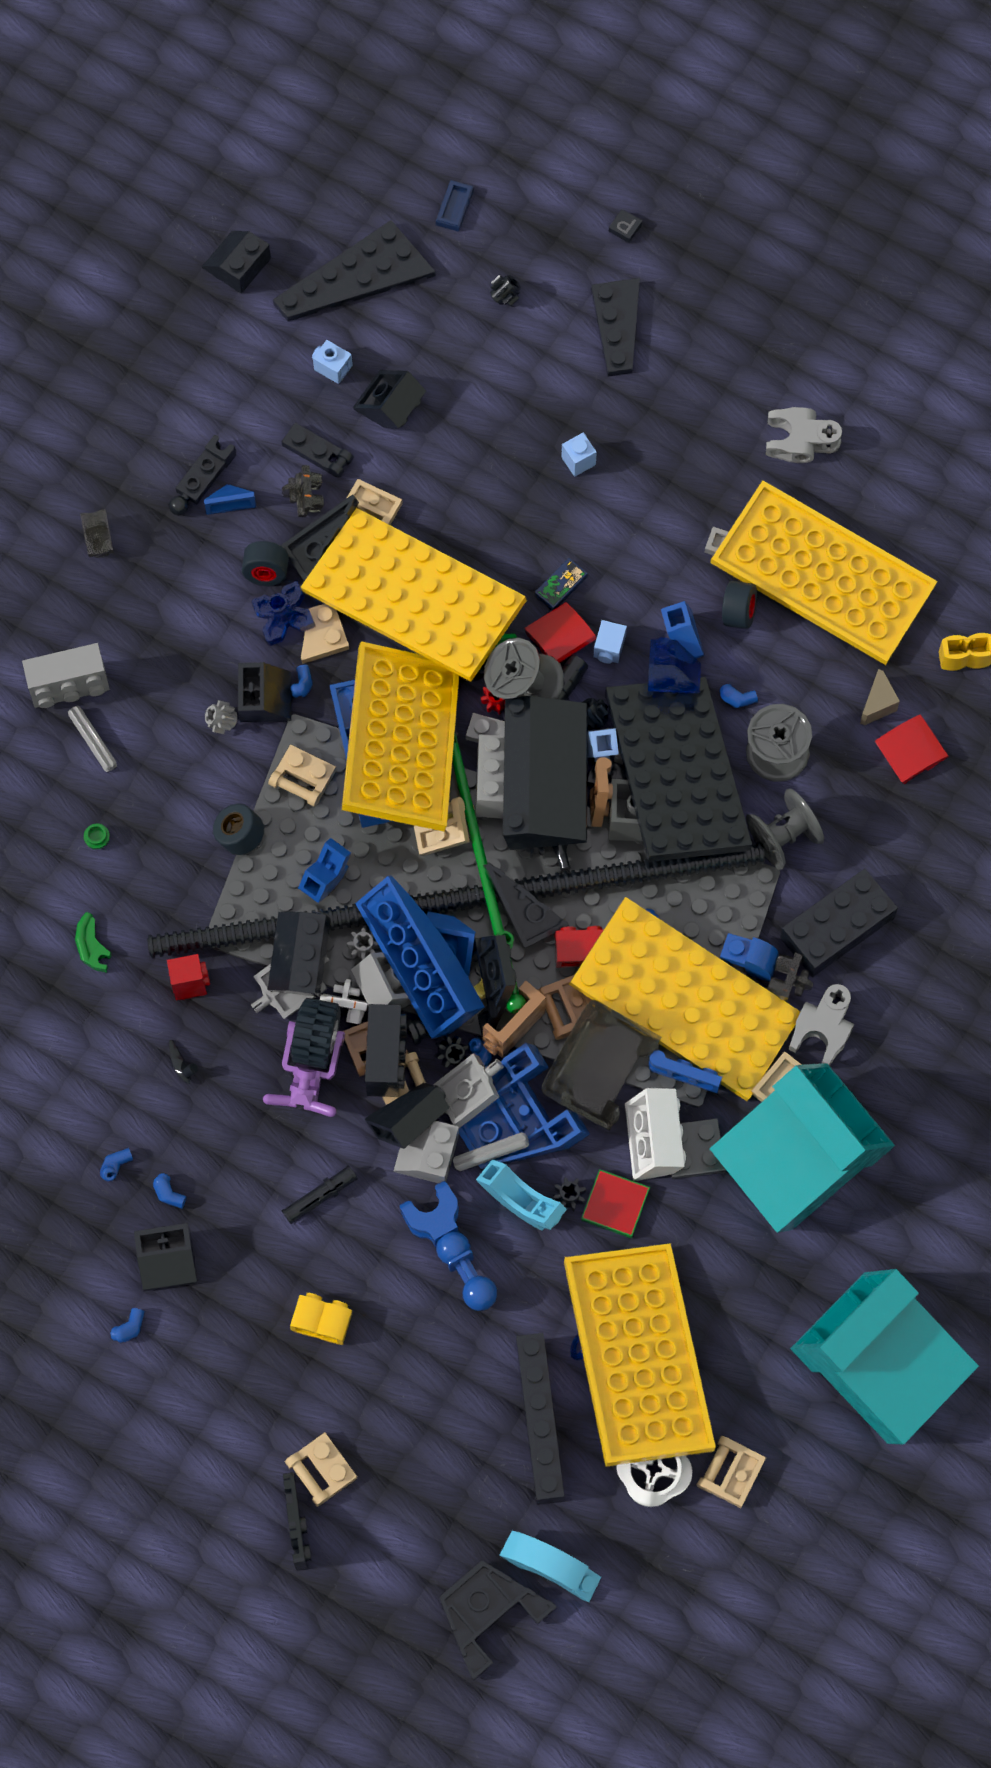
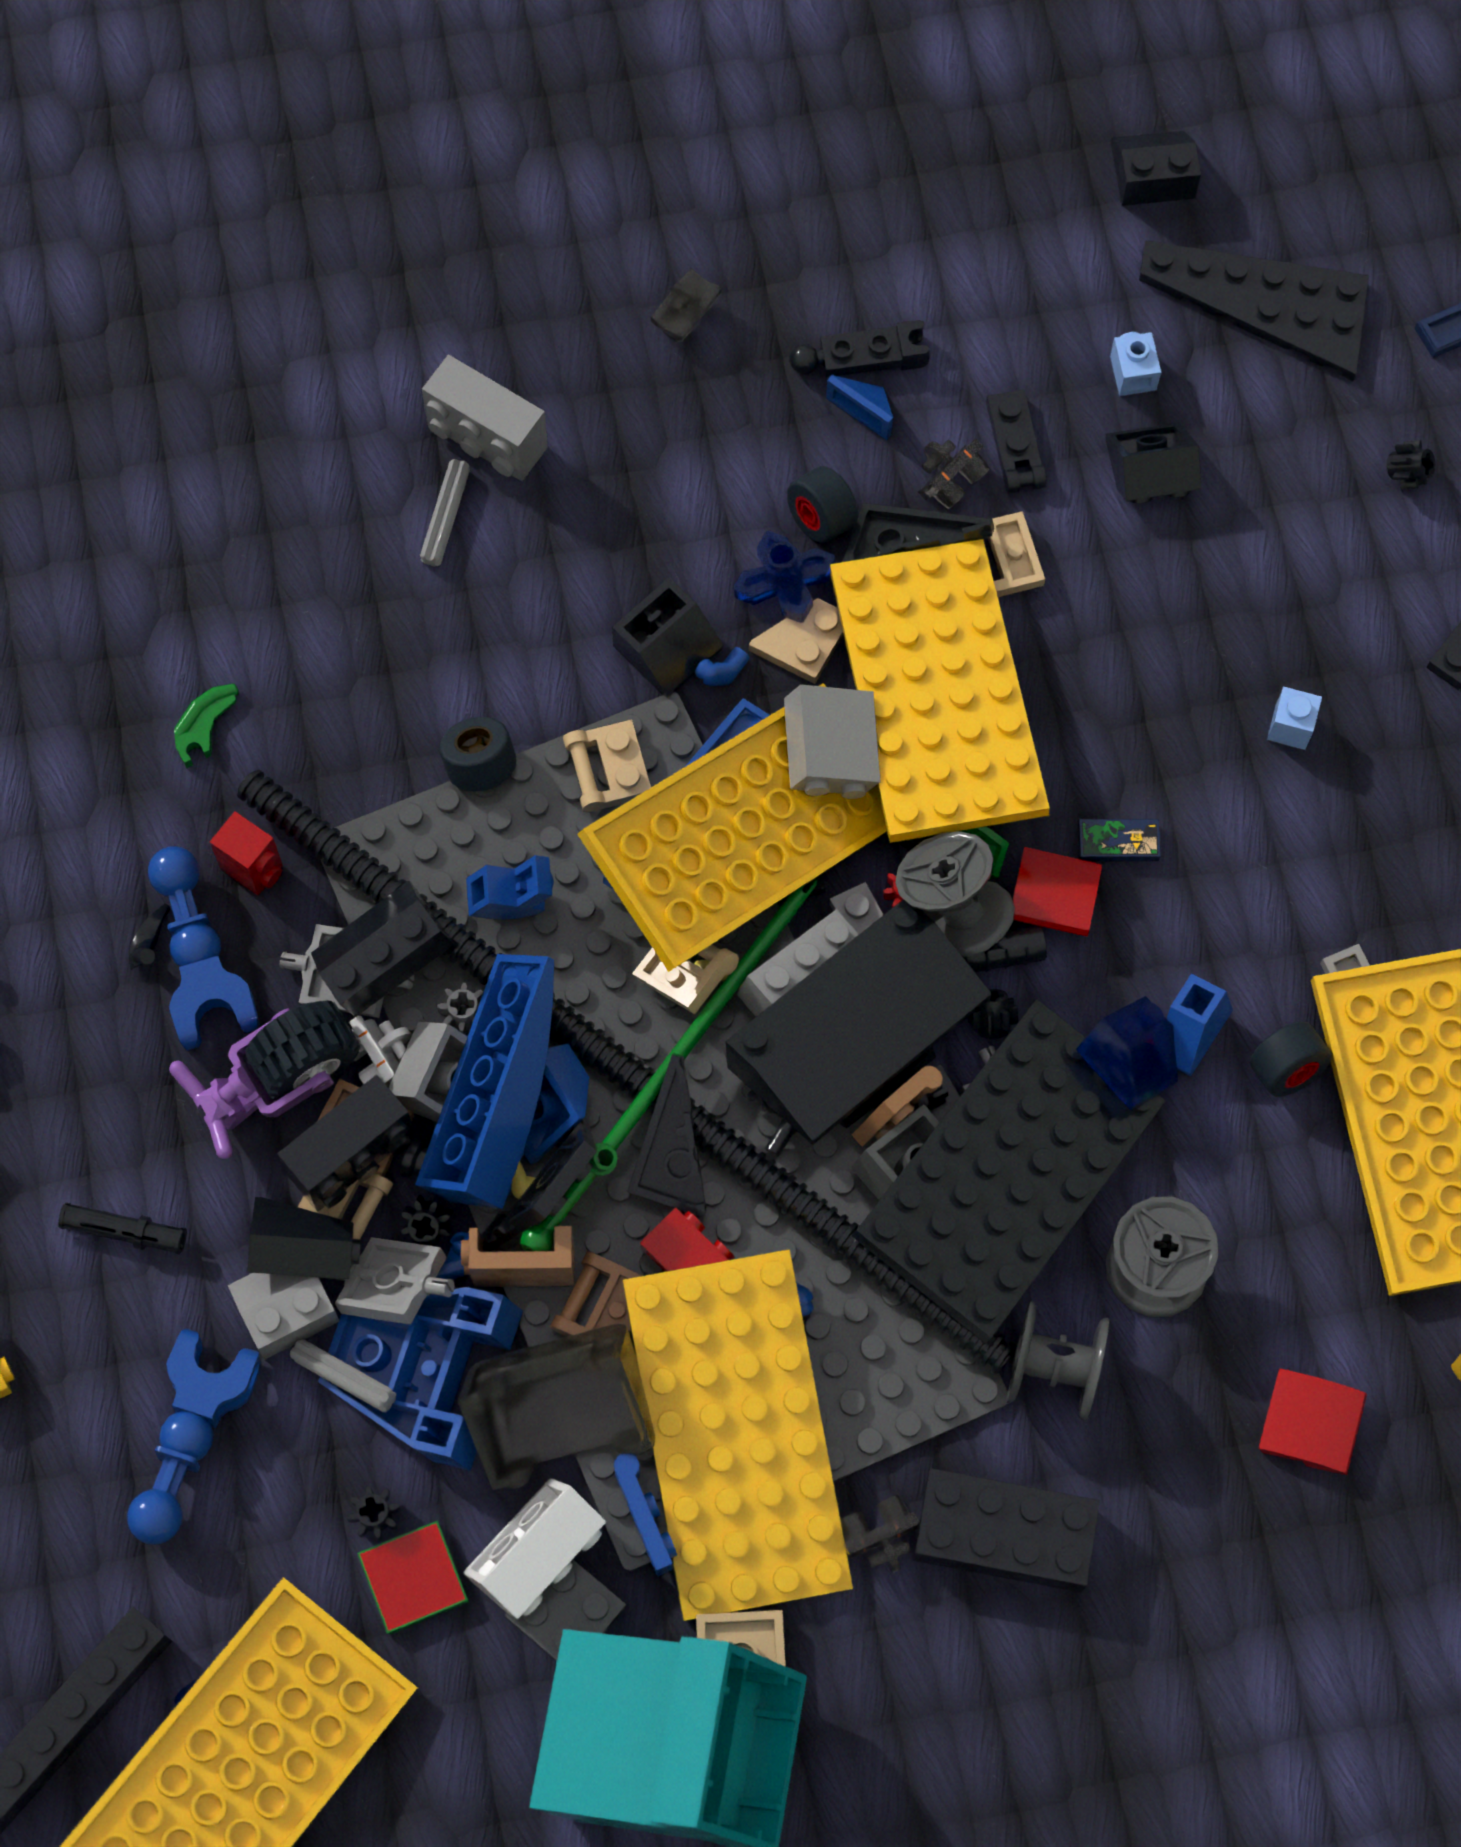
camera: 45 degrees right, 0 degrees up
(96, 836) = (334, 617): green plate -> none
(211, 1043) = (196, 951): none -> blue piece
(221, 717) = (594, 619): light grey gear -> none
(396, 662) = (831, 741): none -> light grey brick
(519, 1197) = (316, 1458): medium azure arch -> none
(602, 743) = (960, 1055): light blue brick -> none
(609, 642) = (1099, 955): light blue brick -> none
(735, 698) = (1173, 1159): blue arm -> none
(755, 955) = (863, 1461): blue brick -> none
(825, 1023) = (866, 1628): light grey piece -> none
(881, 700) = (1334, 1329): dark tan slope -> none

